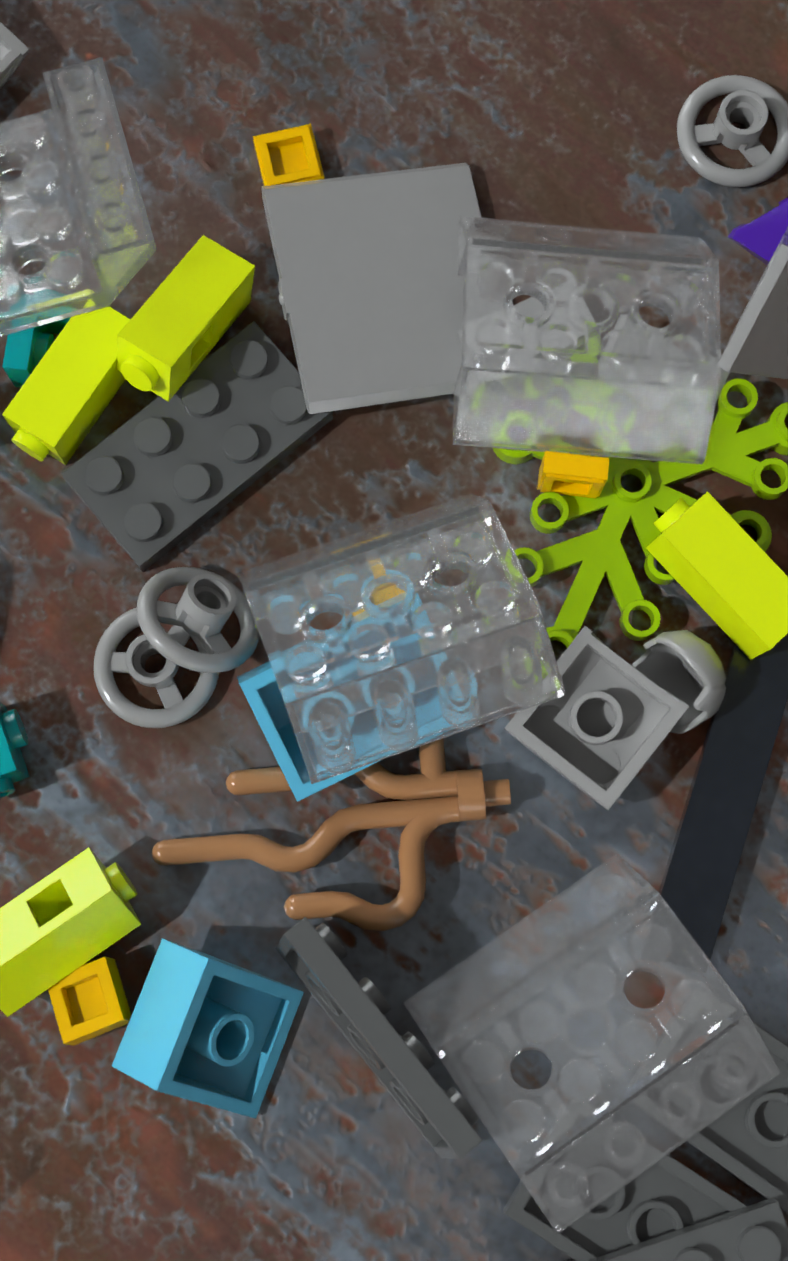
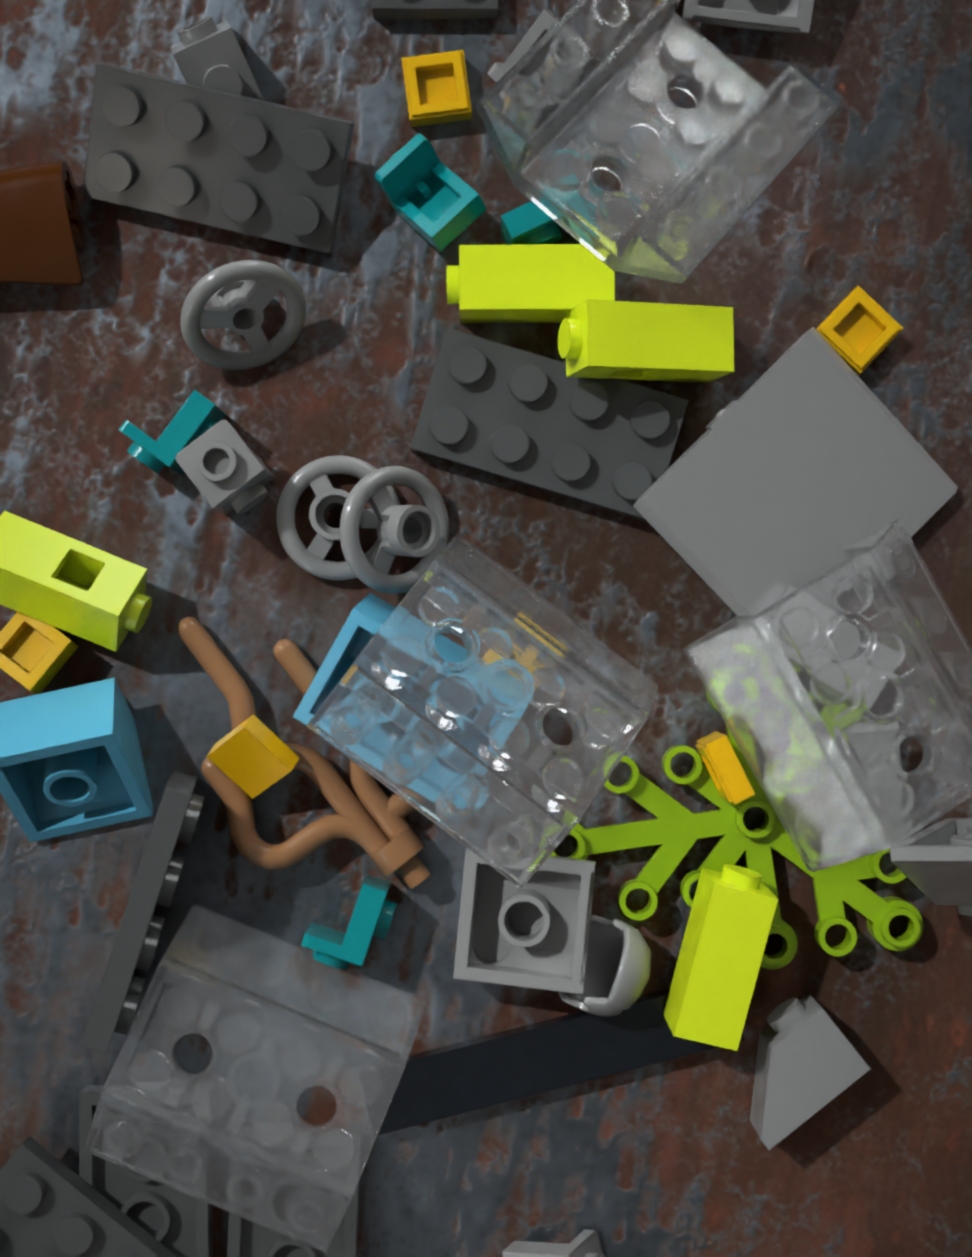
camera: 55 degrees right, 10 degrees up
(52, 725) = (225, 470): none -> light grey bracket
(309, 861) = (253, 757): none -> yellow tile
(514, 855) = (369, 919): none -> teal bracket

